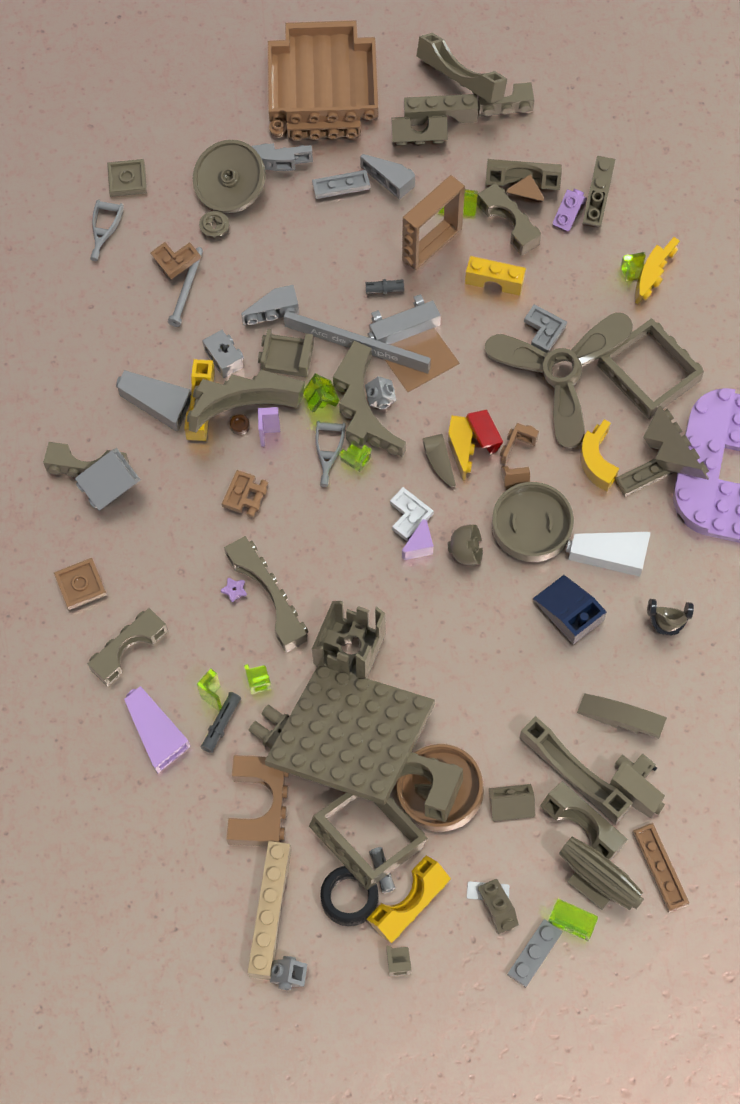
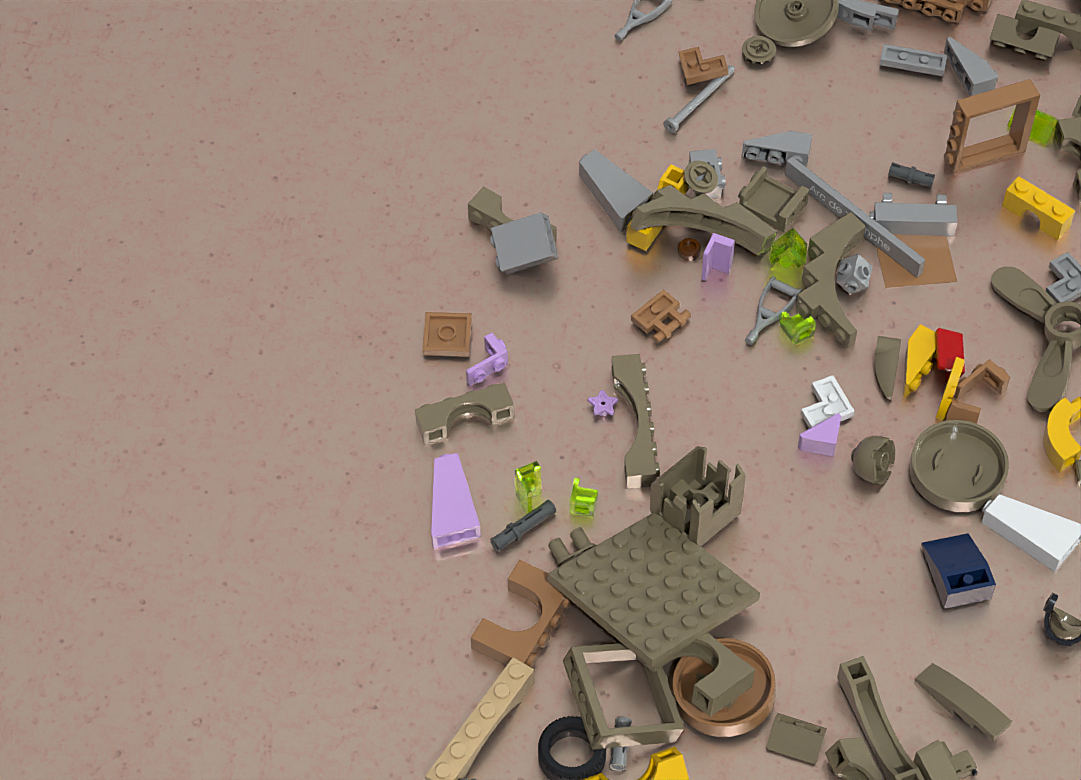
camera: 25 degrees right, 10 degrees down
(133, 590) = (496, 362): none -> lavender bracket
(231, 361) = (699, 168): none -> dark tan gear
(499, 457) = (950, 389): none -> yellow tile

